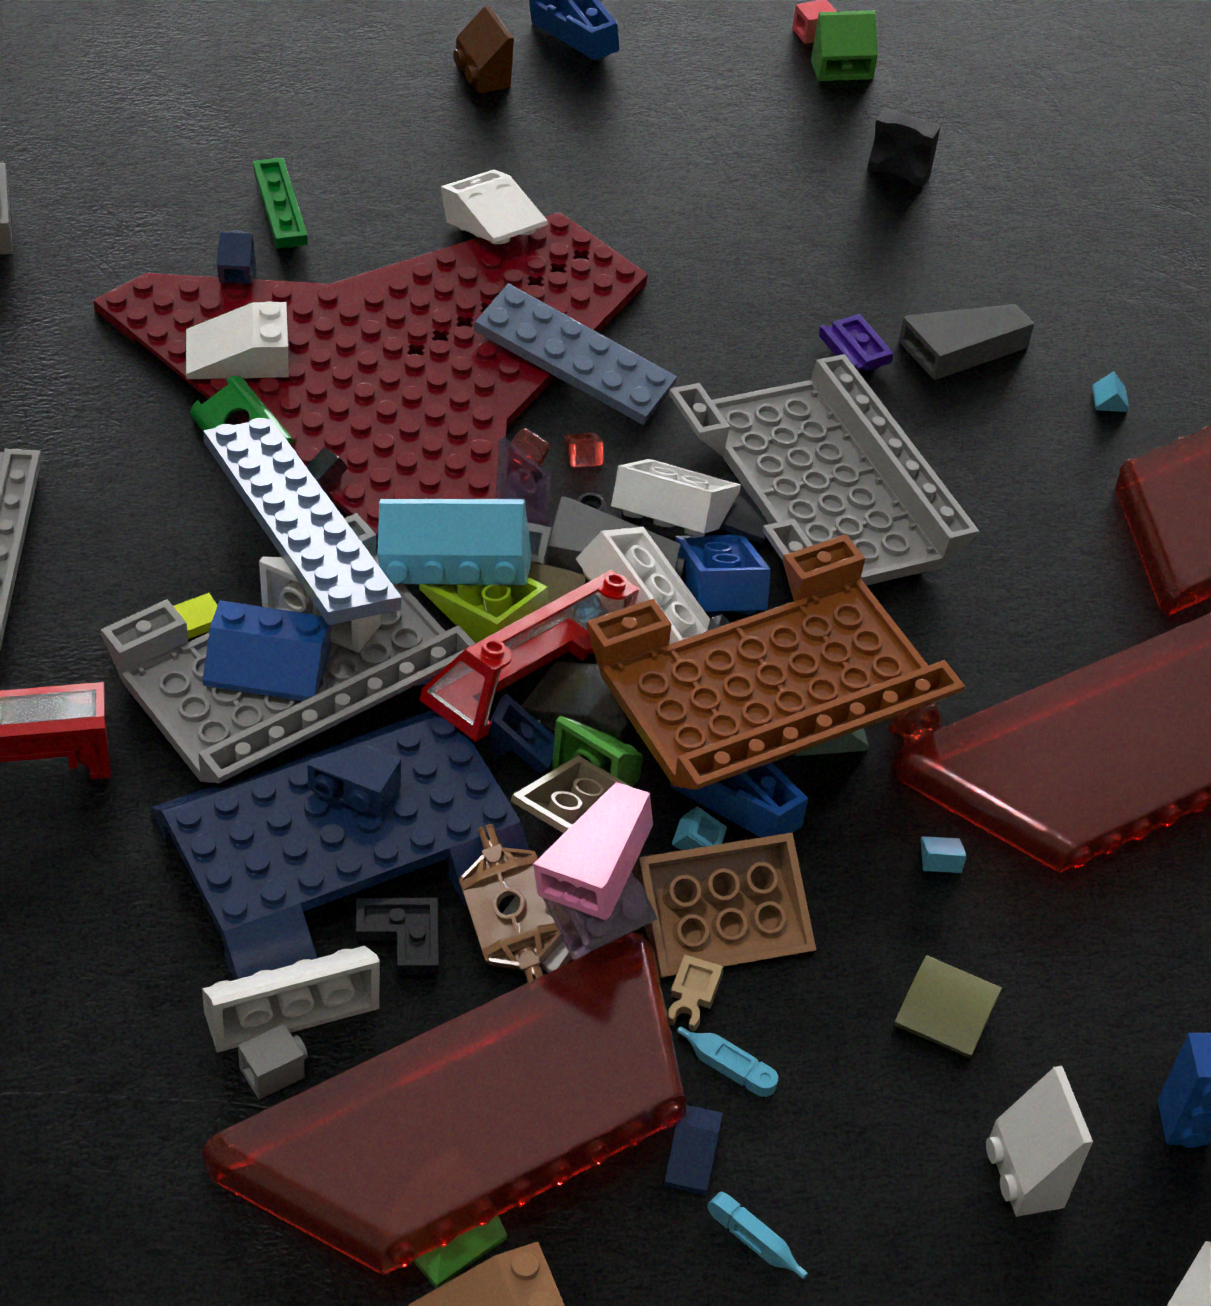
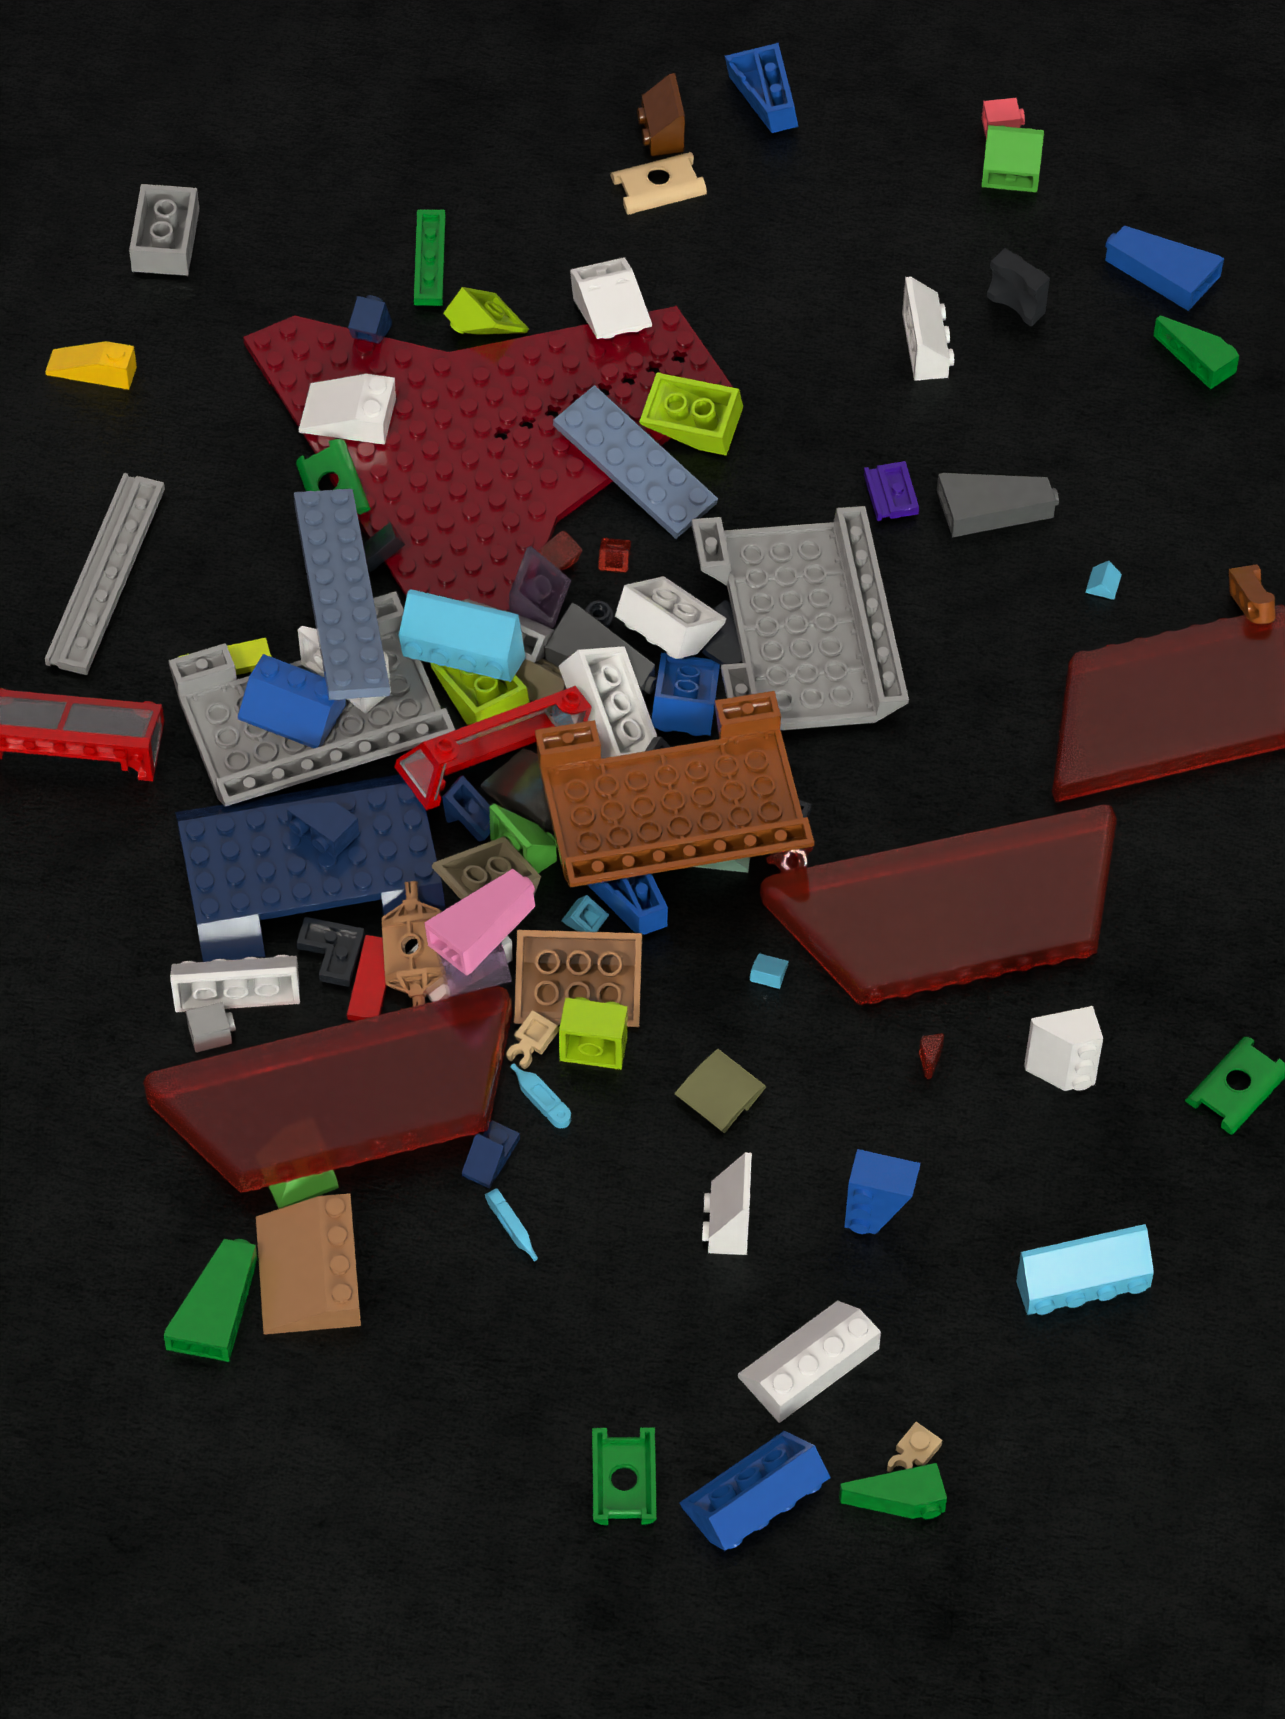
camera: 20 degrees right, 10 degrees up
(353, 245) = (482, 313): none -> lime slope
(462, 961) = (369, 982): none -> red tile
(488, 124) = (645, 195): none -> tan piece
(621, 297) = (693, 412): none -> lime slope
(774, 965) = (593, 1033): none -> lime brick
(826, 199) = (925, 331): none -> white slope
(1027, 116) = (1164, 265): none -> blue slope
(1097, 181) = (1198, 350): none -> green slope
(1175, 910) = (929, 1052): none -> clear red slope

